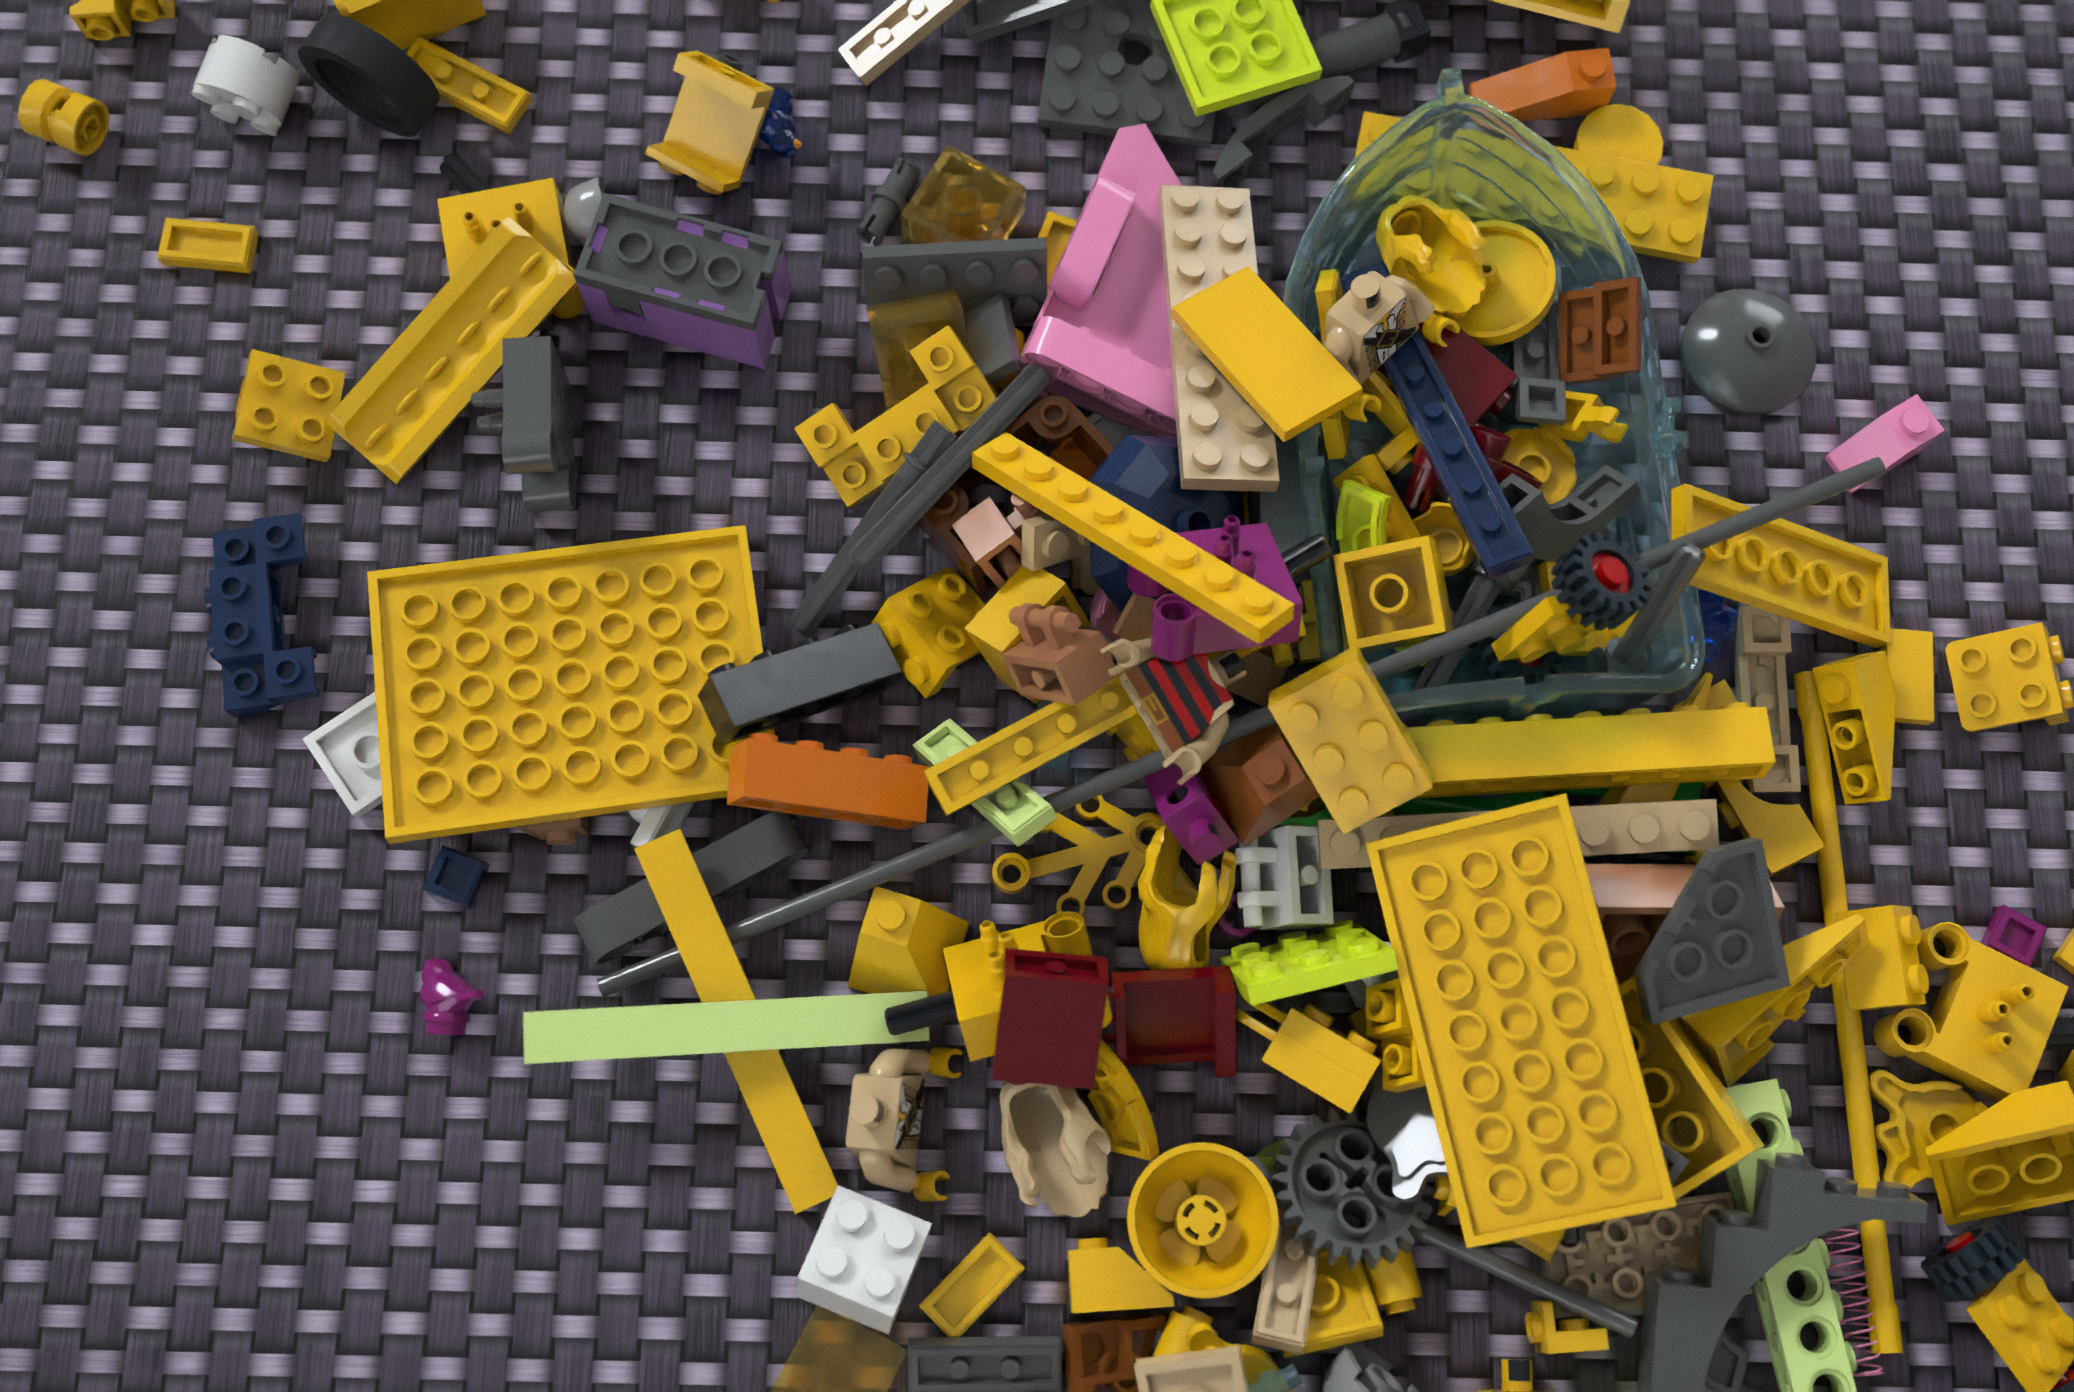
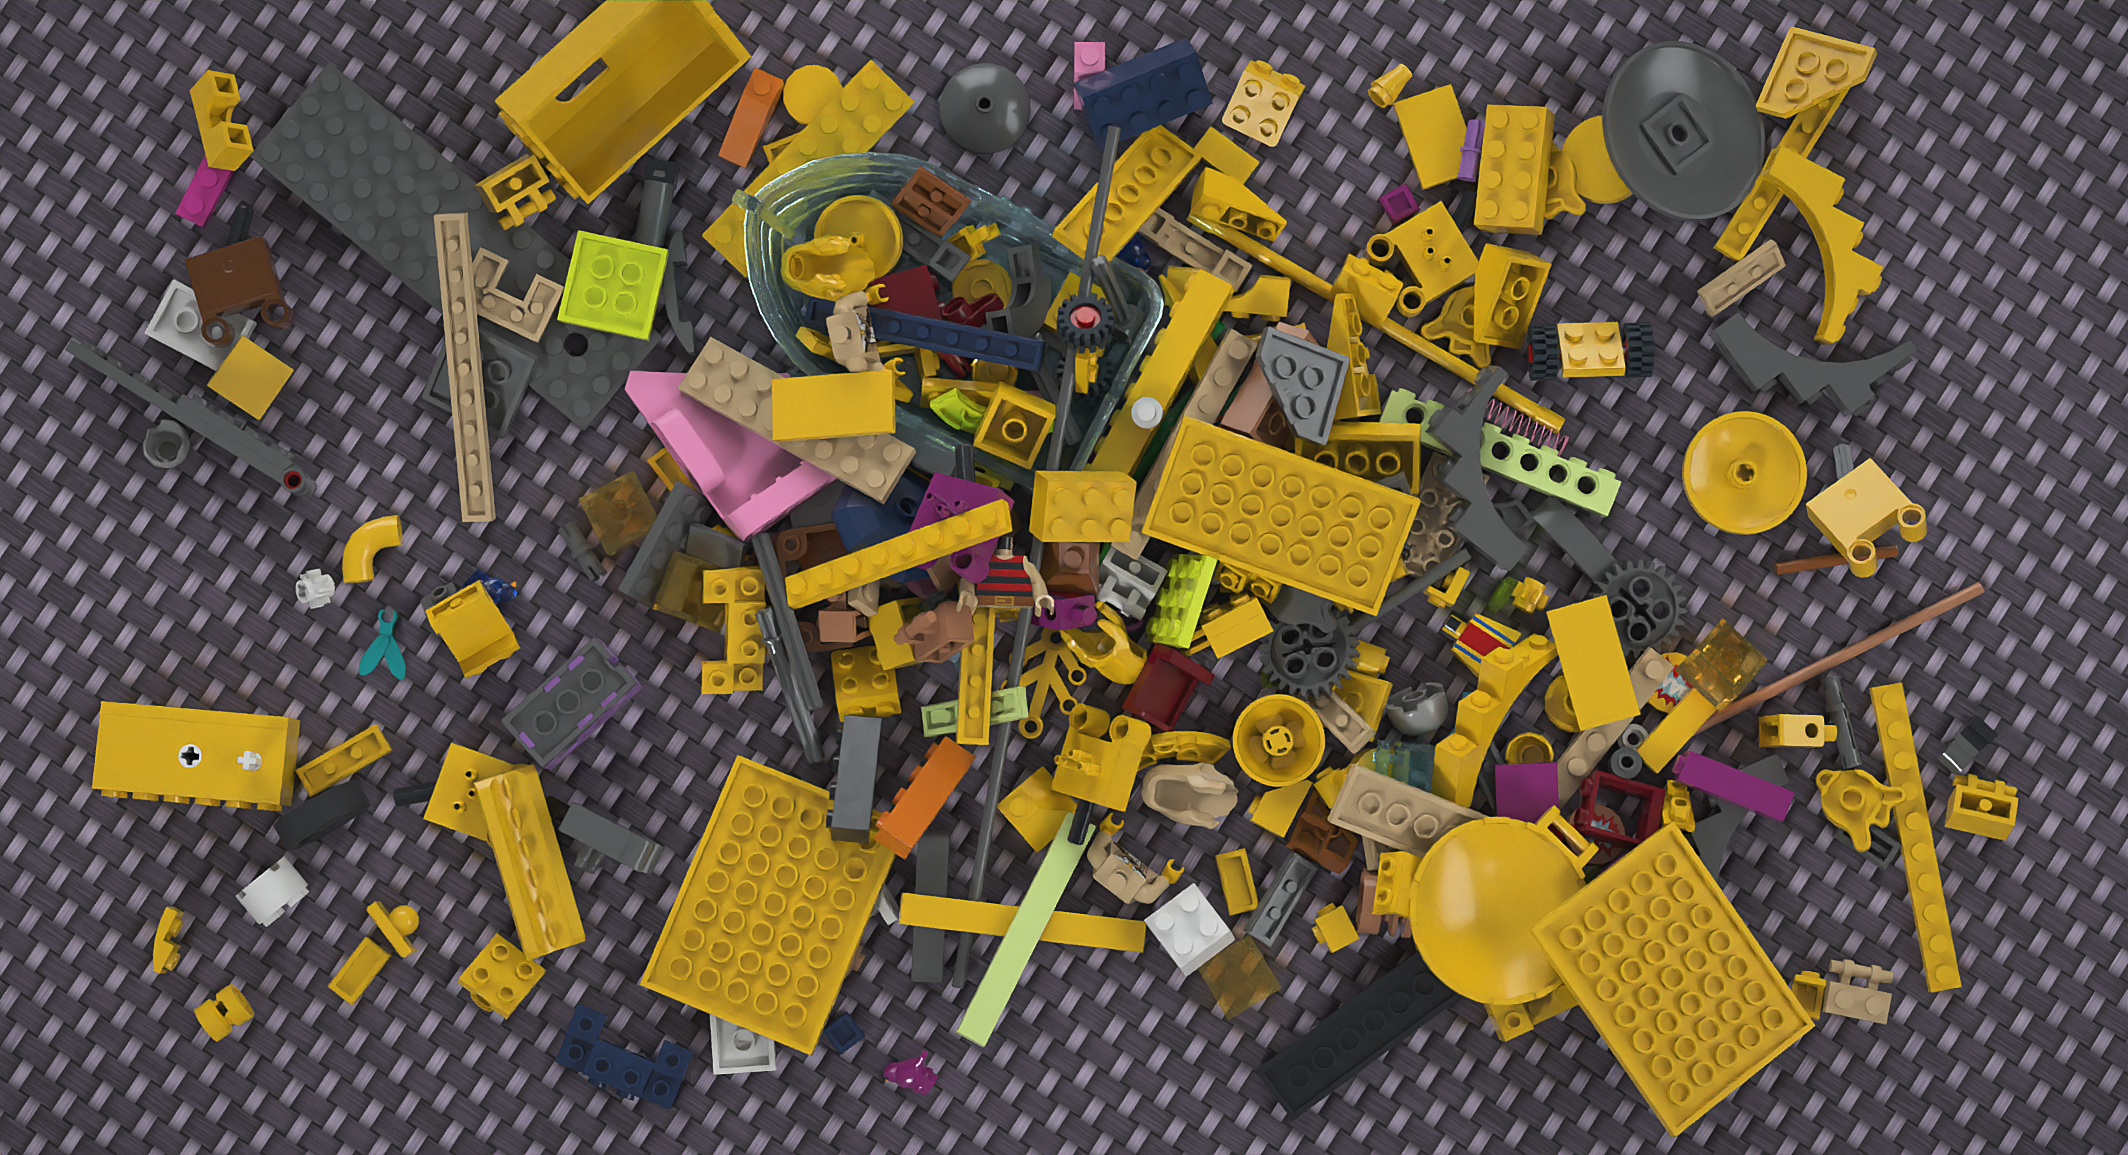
camera: 60 degrees left, 10 degrees up
(283, 250) = (396, 925): none -> yellow tile
(581, 207) = (486, 735): light grey hair -> none
(633, 53) = (385, 646): none -> teal piece
(1050, 1018) = (1130, 756): dark red panel -> none
(1529, 753) = (1147, 412): none -> white plate
(1924, 519) = (1144, 92): none -> dark blue brick

